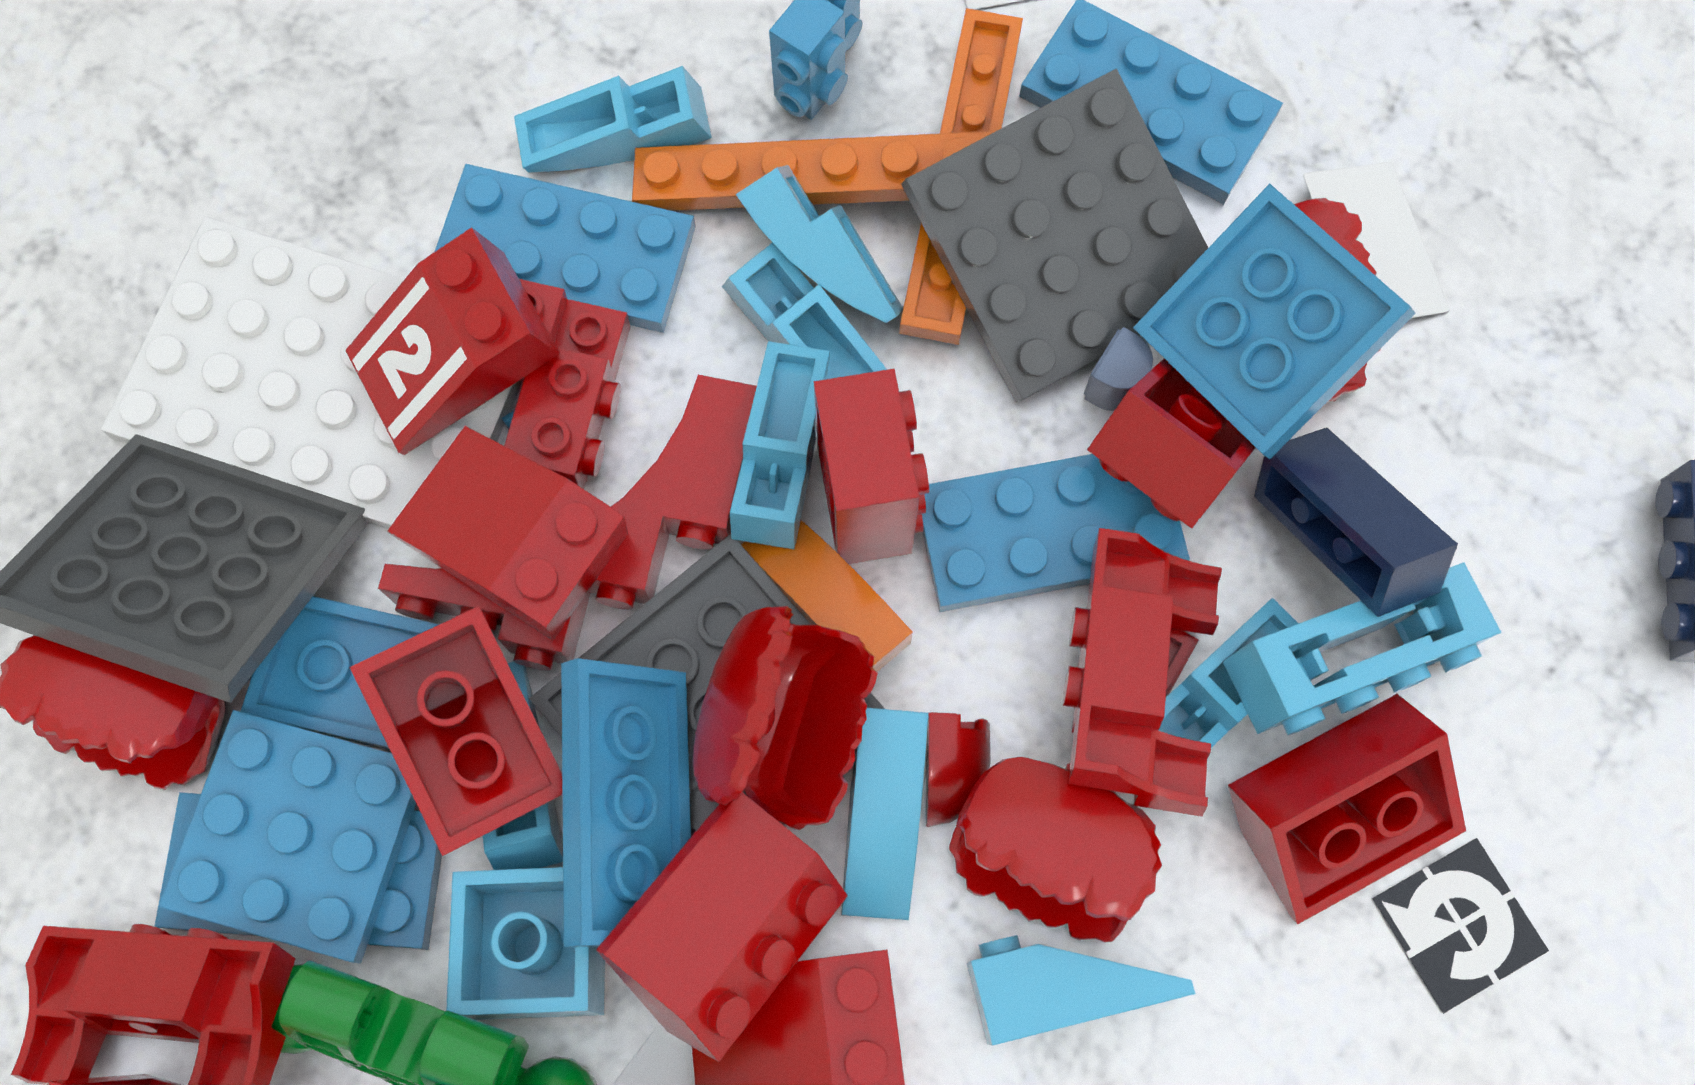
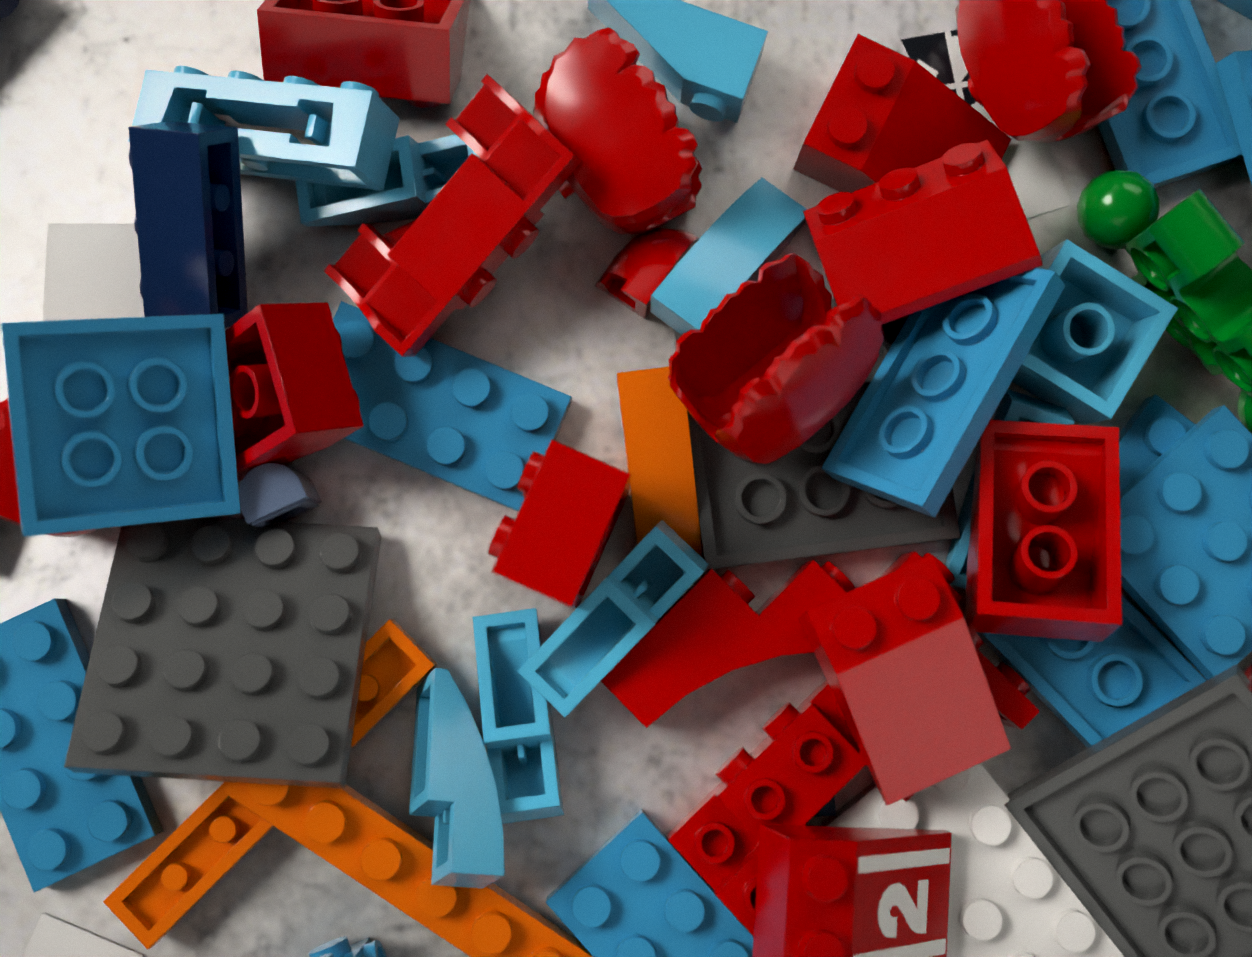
camera: 150 degrees left, 10 degrees up
(1408, 446) = (91, 272): none -> white sticker

